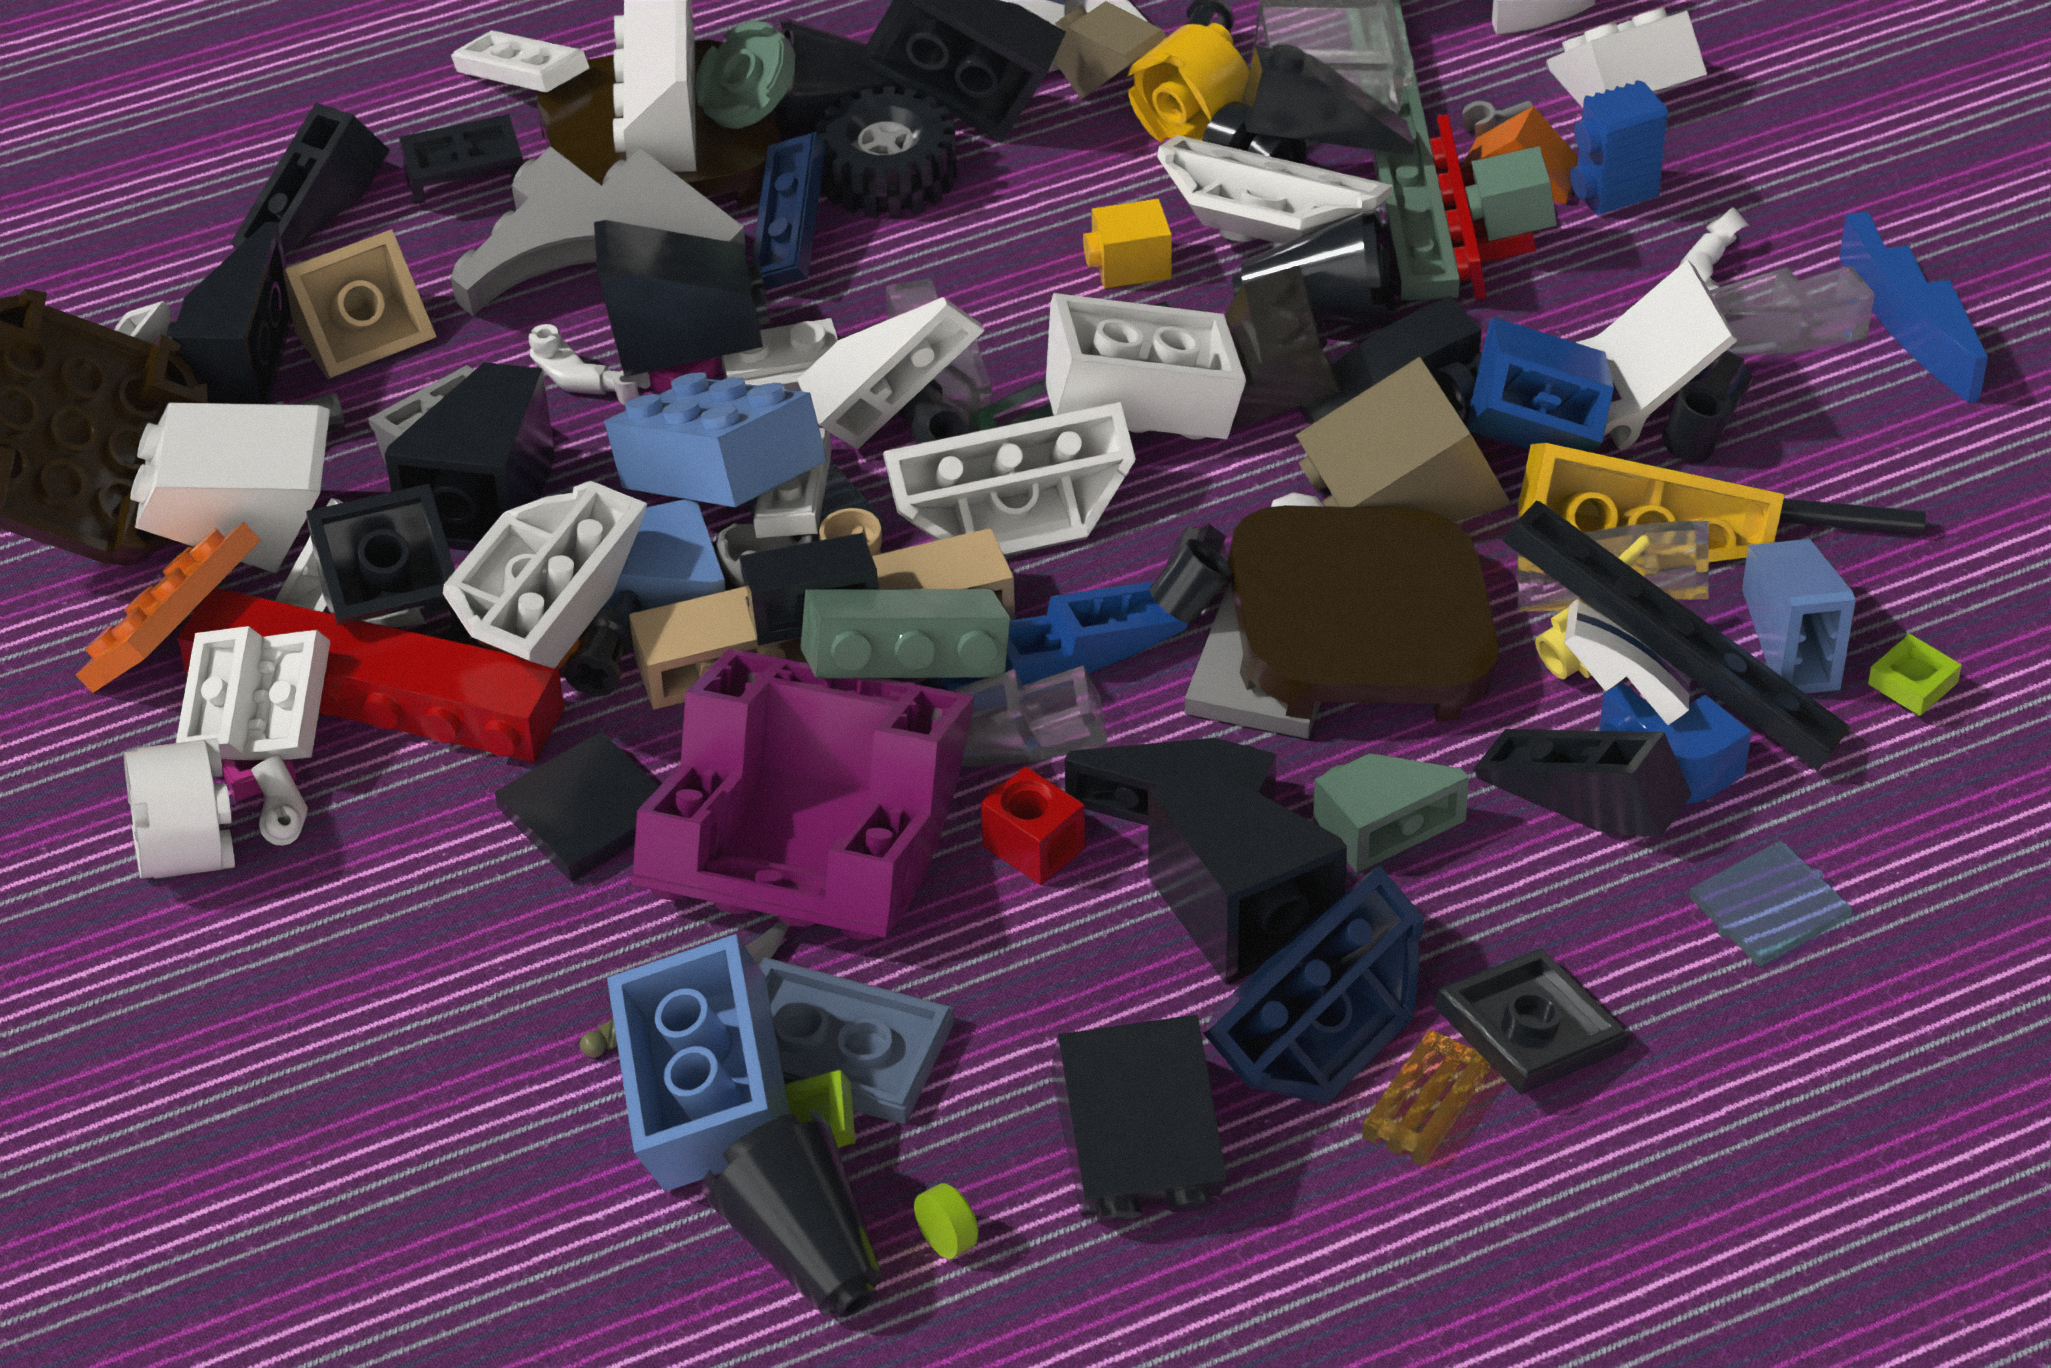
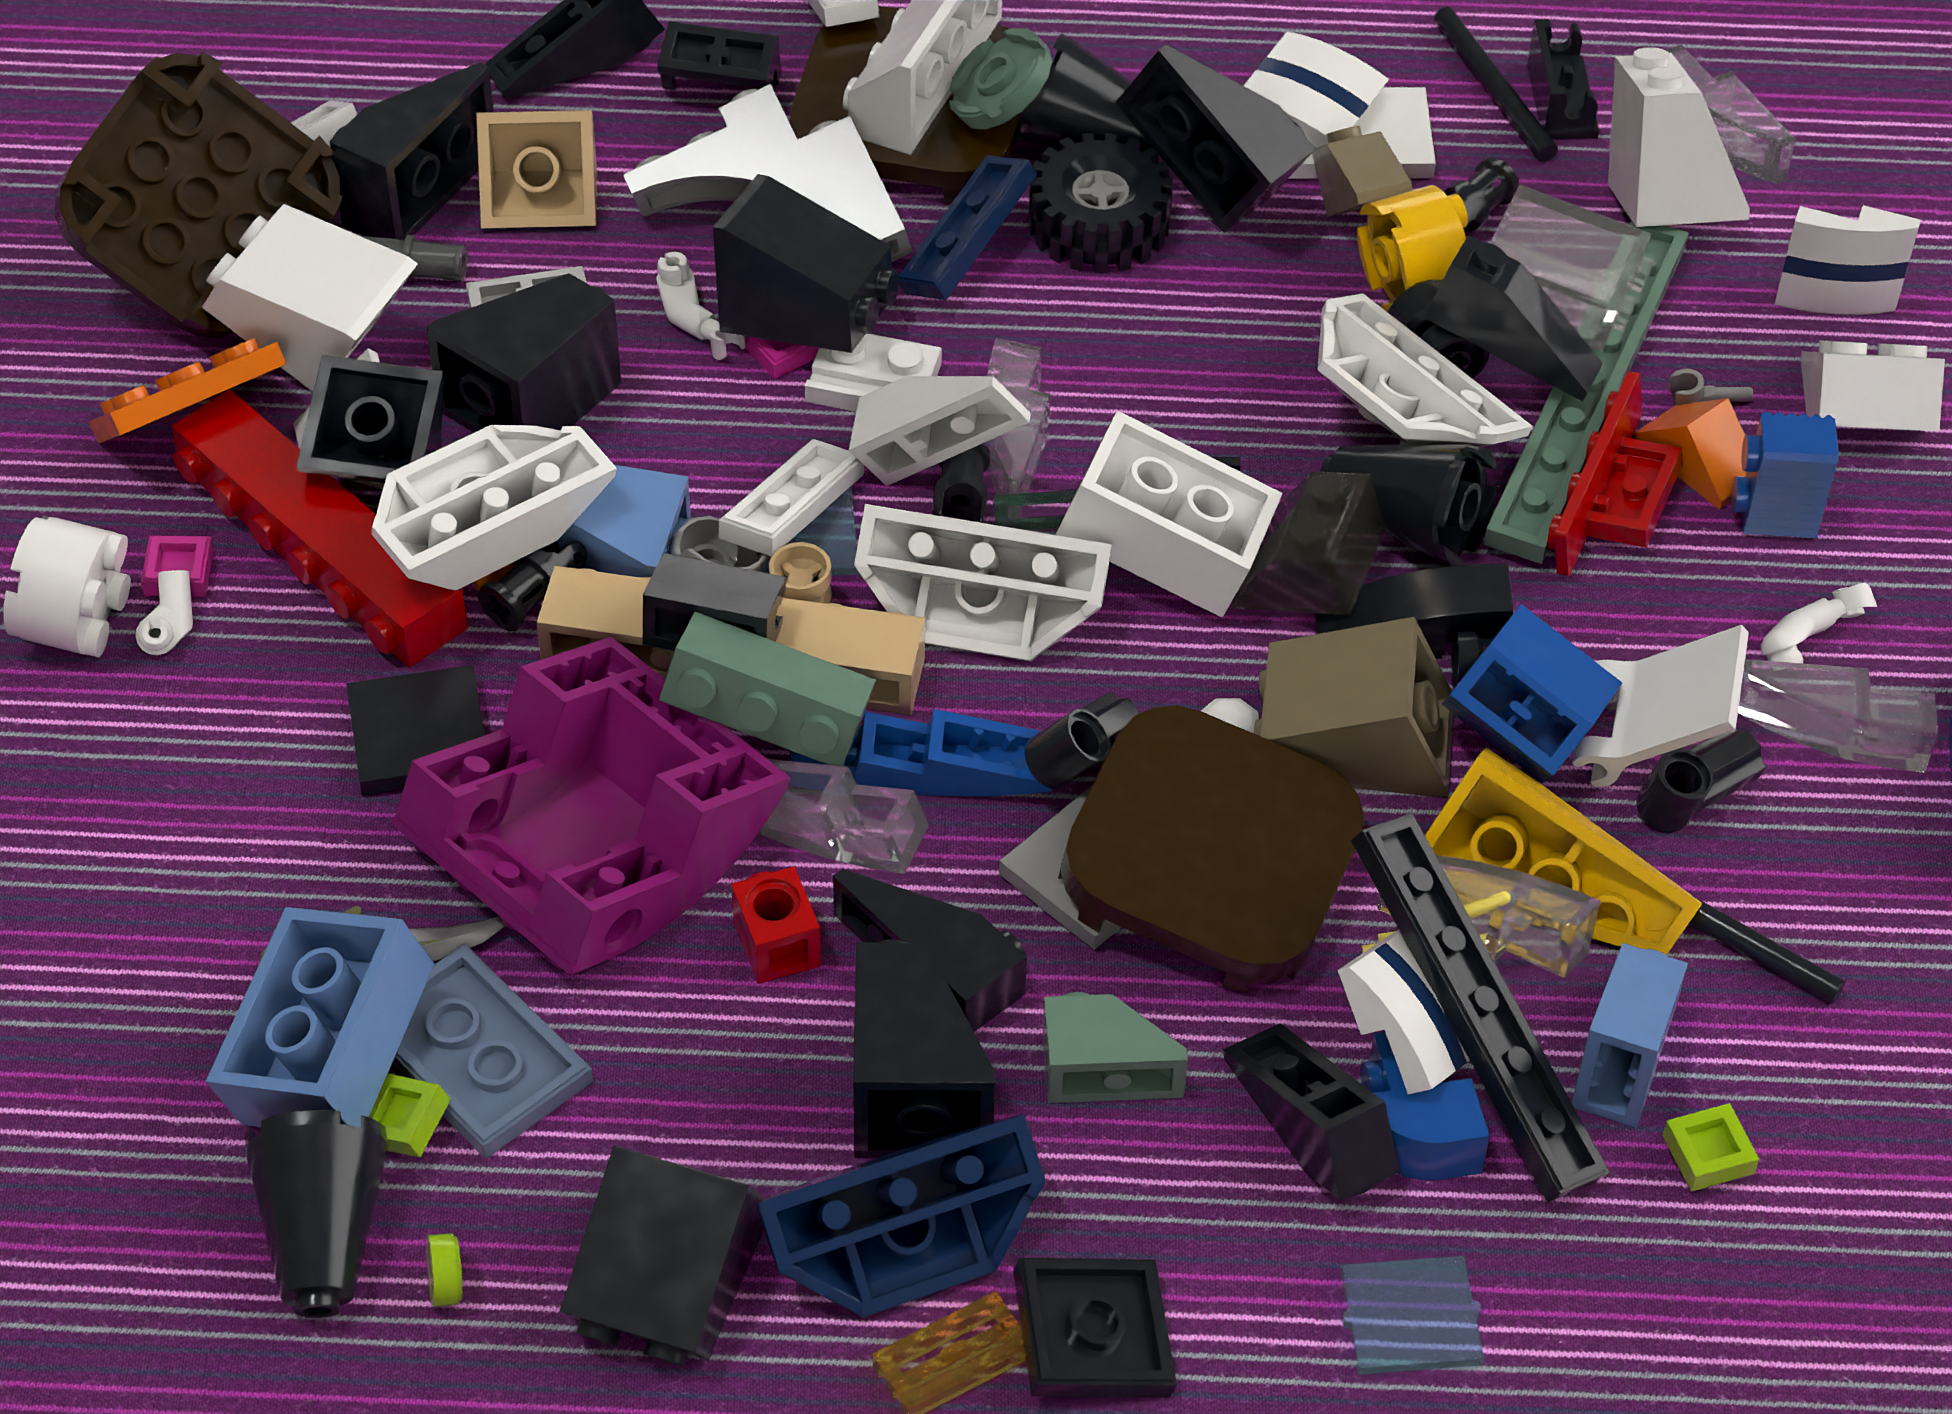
camera: 25 degrees right, 5 degrees up
(255, 692) = (196, 505): white slope -> none
(715, 439) = (733, 429): medium blue brick -> none
(1129, 243) = (1259, 383): yellow brick -> none
(1511, 194) = (1642, 482): sand green brick -> none

